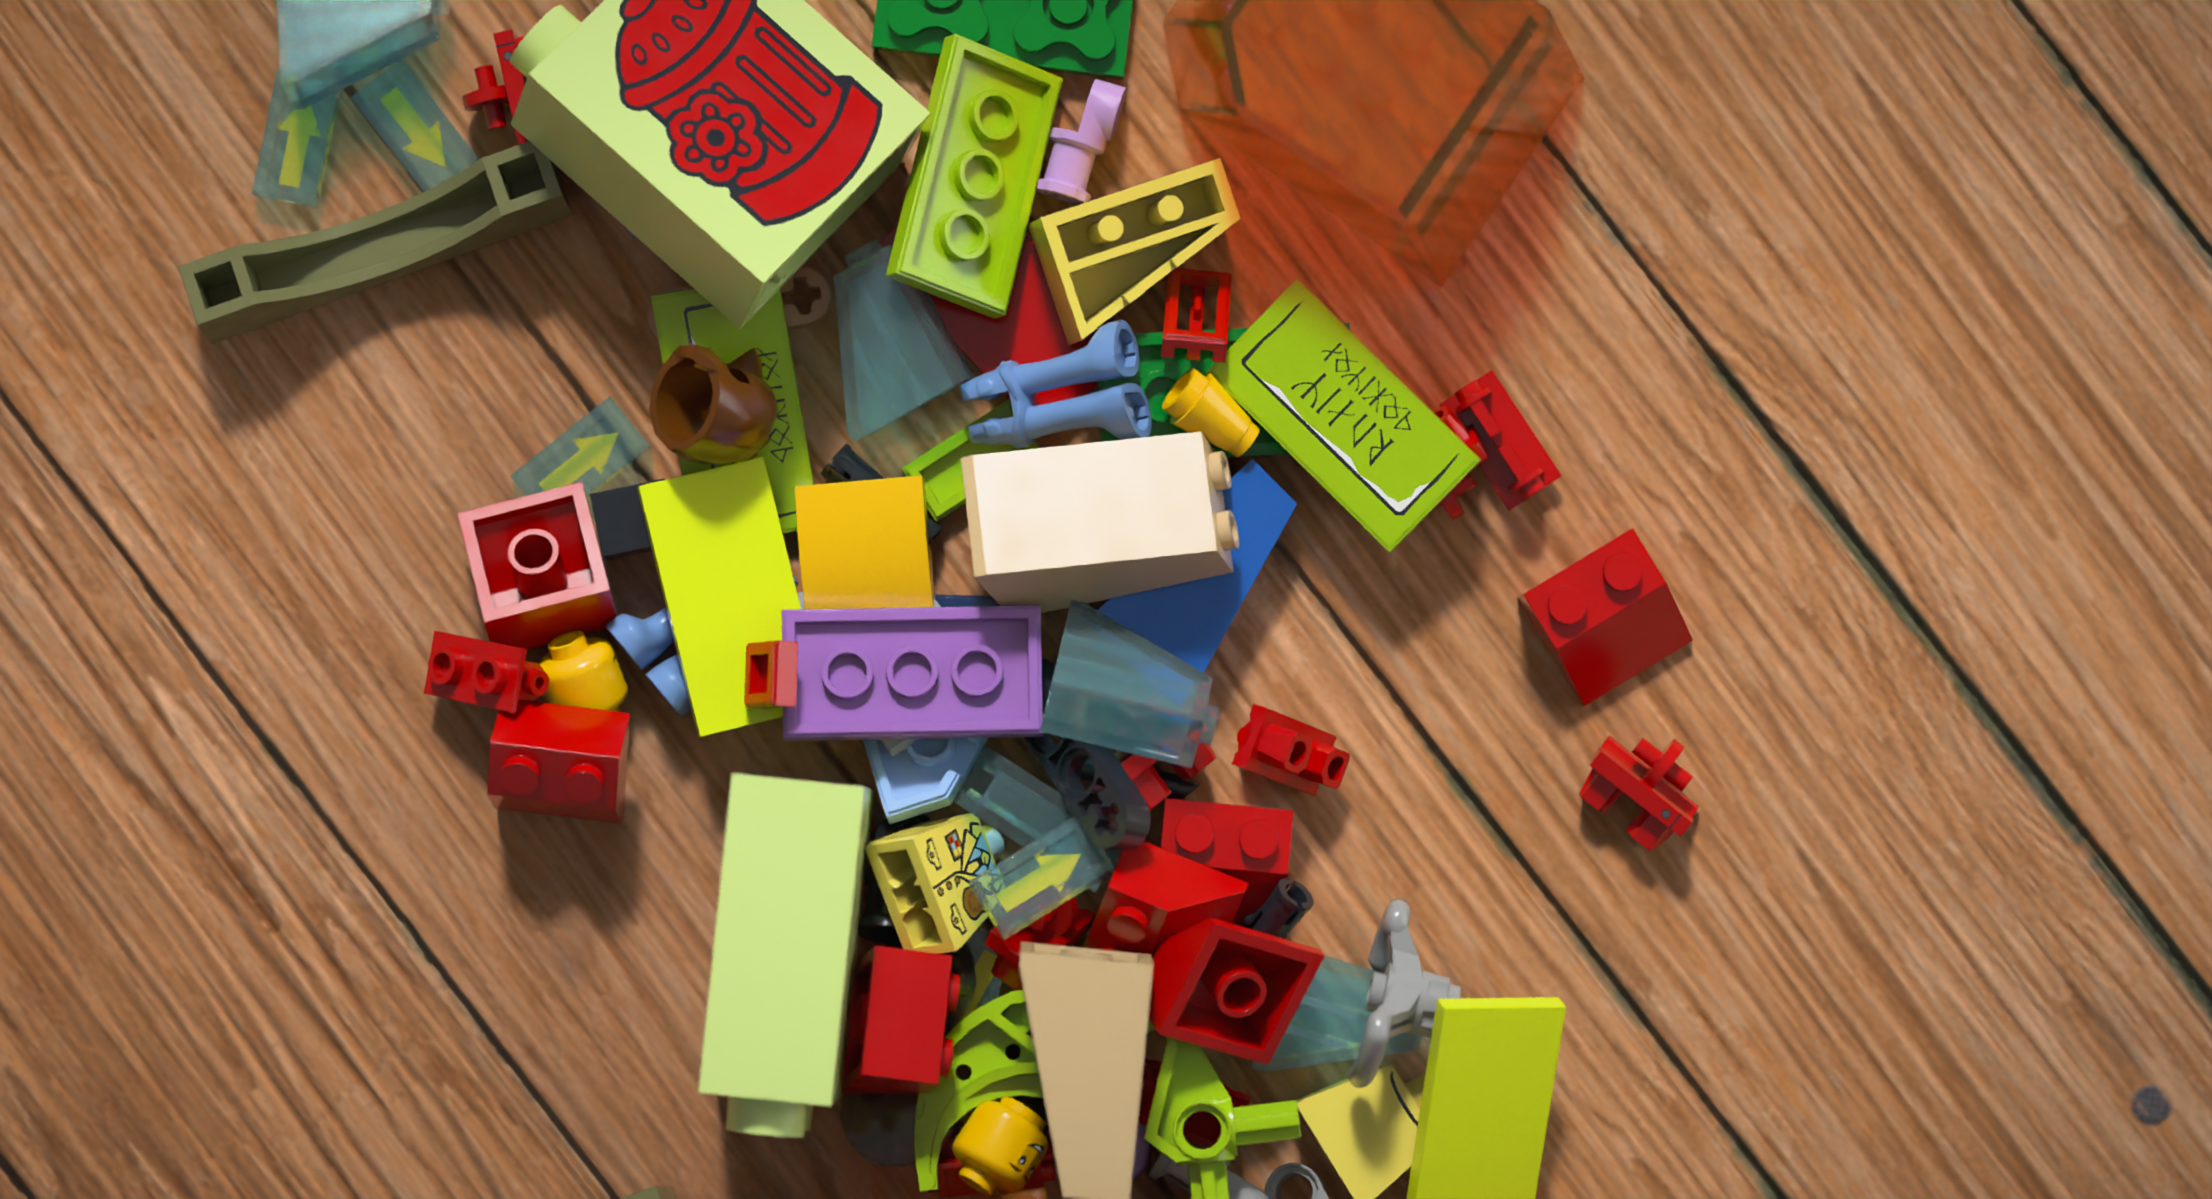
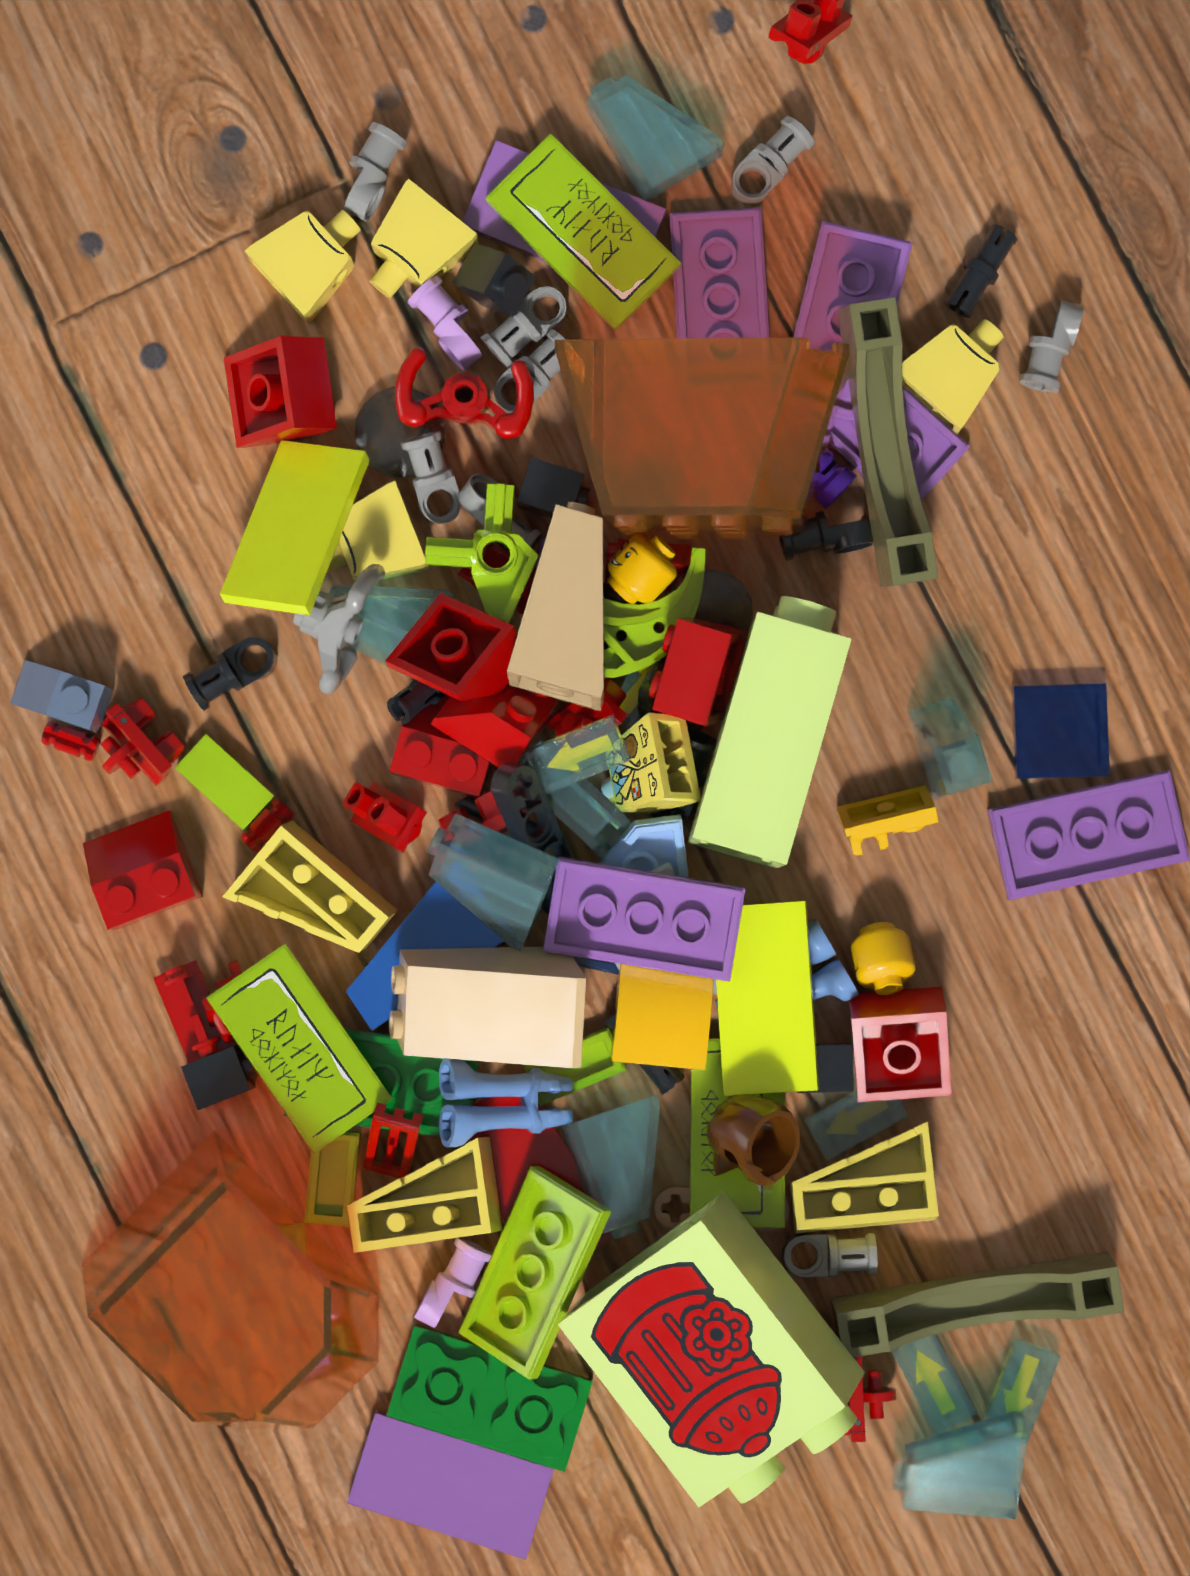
camera: 165 degrees left, 0 degrees up
(331, 899) = (1088, 835): none -> medium lavender tile
(393, 1034) = (1060, 731): none -> clear blue tile
(482, 672) = (953, 976): red hinge -> none
(541, 979) = (949, 749): none -> clear light blue slope
(545, 368) = (872, 1188): none -> light yellow wedge
(560, 761) = (909, 903): red slope -> none
(580, 272) = (834, 1255): none -> light grey connector
(610, 877) = (894, 812): none -> yellow plate
(771, 674) = (745, 935): tile -> none
(1204, 406) = (398, 1073): yellow cone -> none
(1267, 246) = (333, 1181): none -> tile
(1367, 630) = (311, 889): none -> light yellow wedge
(1445, 359) = (219, 1076): none -> black brick
(1447, 709) = (266, 825): none -> red piece
(1515, 757) = (225, 782): none -> lime tile
(1535, 911) = (228, 672): none -> black connector
(1735, 775) = (70, 741): none -> red piece
(1760, 833) = (62, 696): none -> sand blue slope

